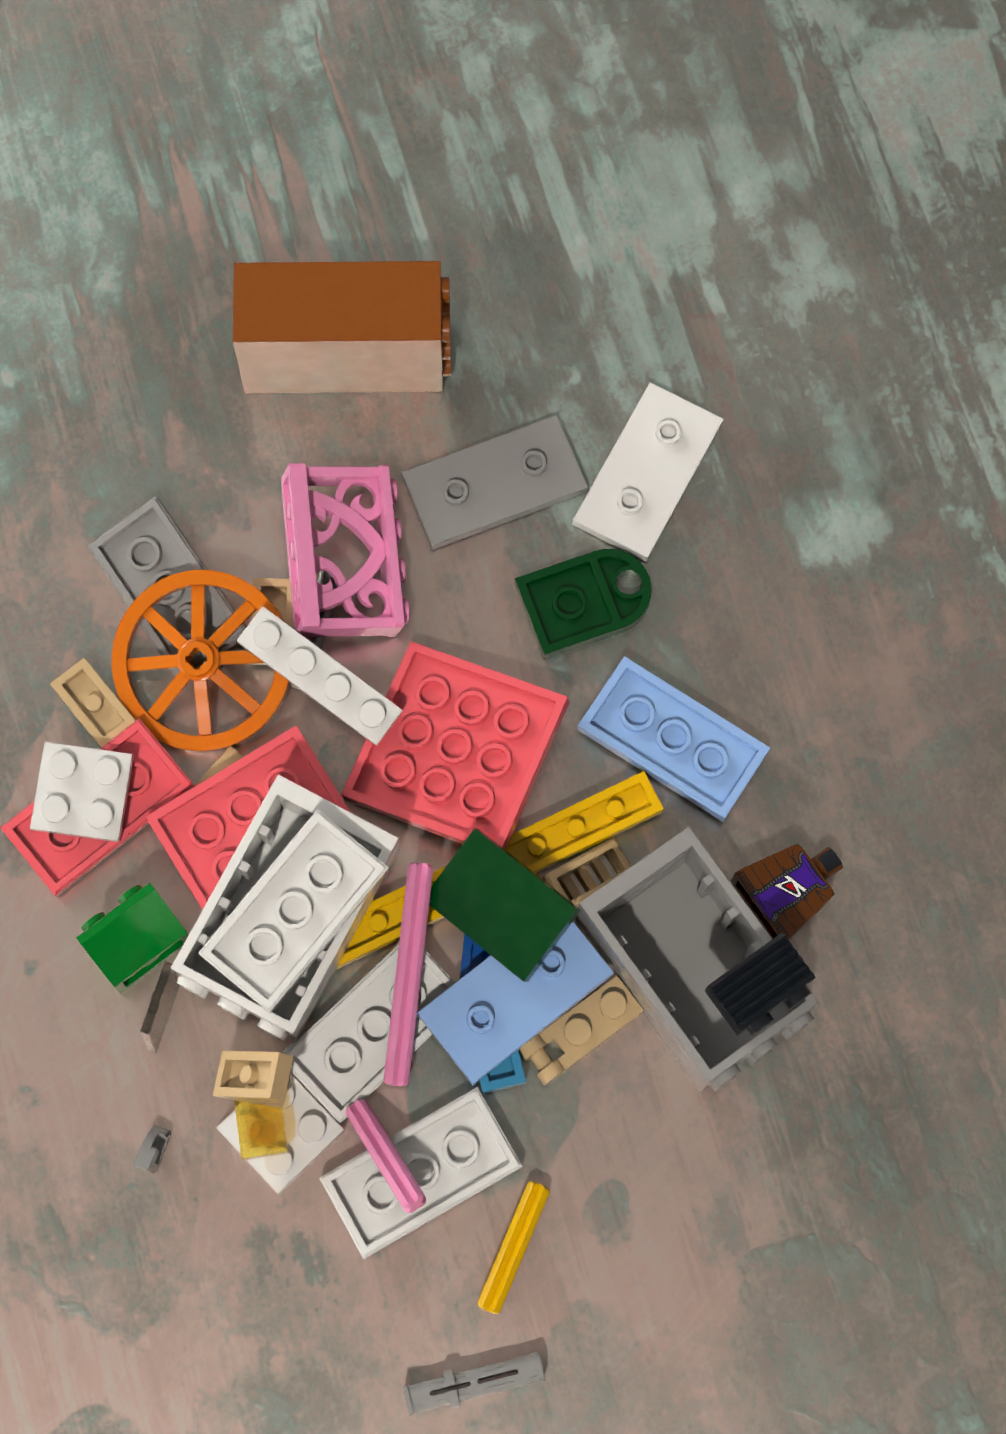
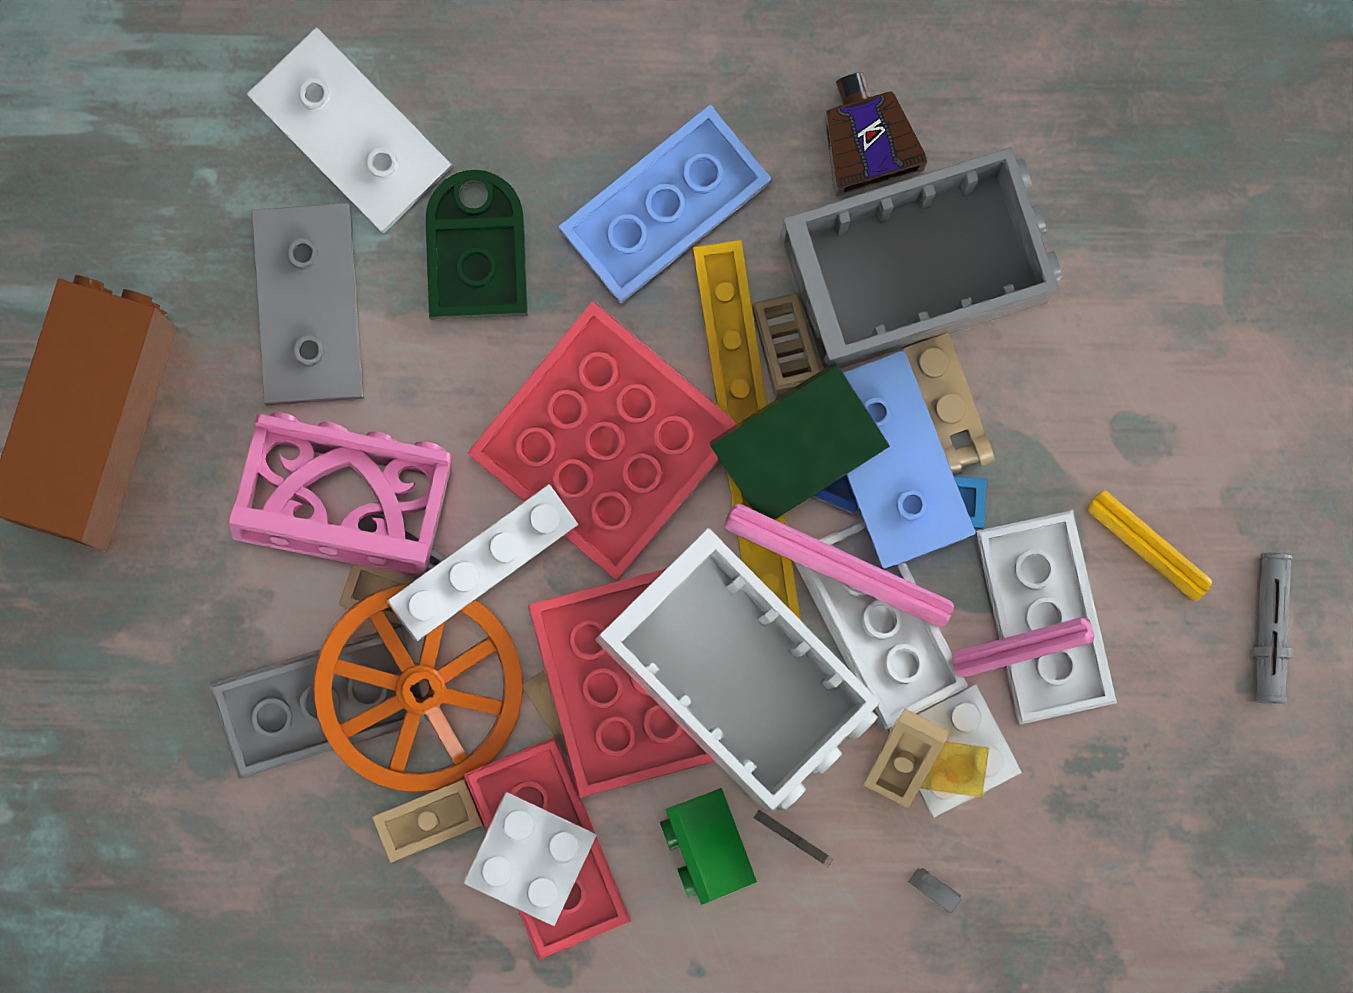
camera: 70 degrees left, 10 degrees up
(293, 911) = (756, 660): white plate -> none
(760, 985) = (980, 199): black brick -> none

